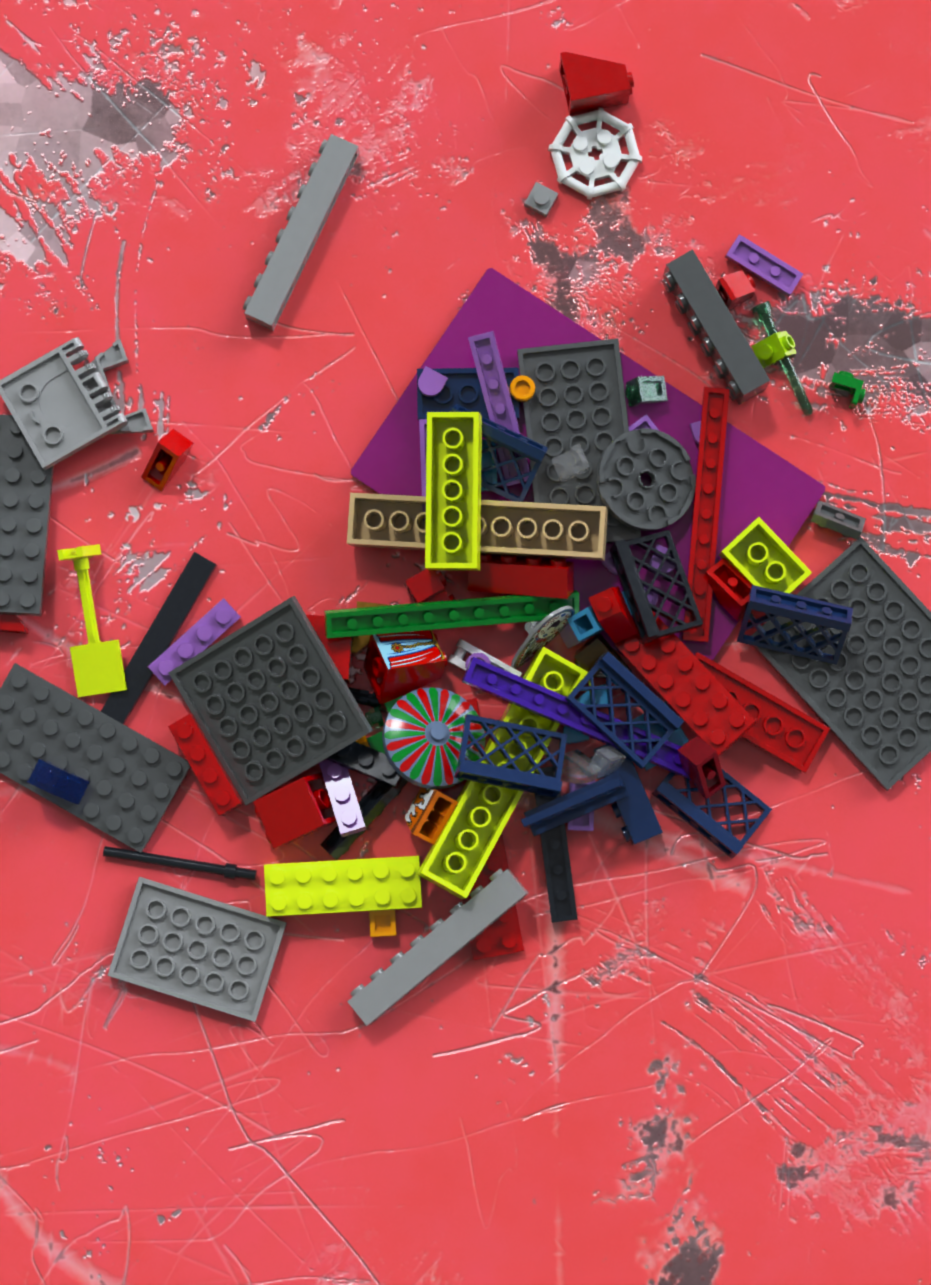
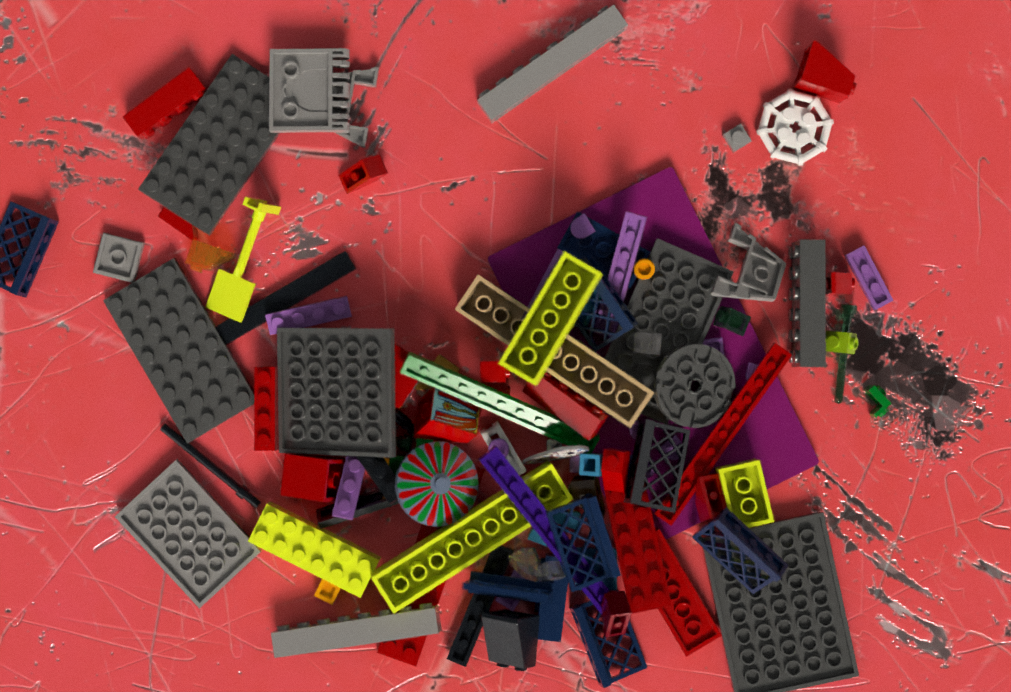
camera: 30 degrees right, 5 degrees up
(50, 641) = (207, 257): none -> clear yellow slope
(58, 781) = (155, 361): clear blue slope -> none
(429, 814) = (402, 536): orange torso -> none
(513, 777) = (476, 547): dark blue fence -> none
(608, 858) = (511, 638): none -> black slope
(646, 324) = (759, 274): none -> light grey wing
(838, 520) = (814, 491): dark grey plate -> none

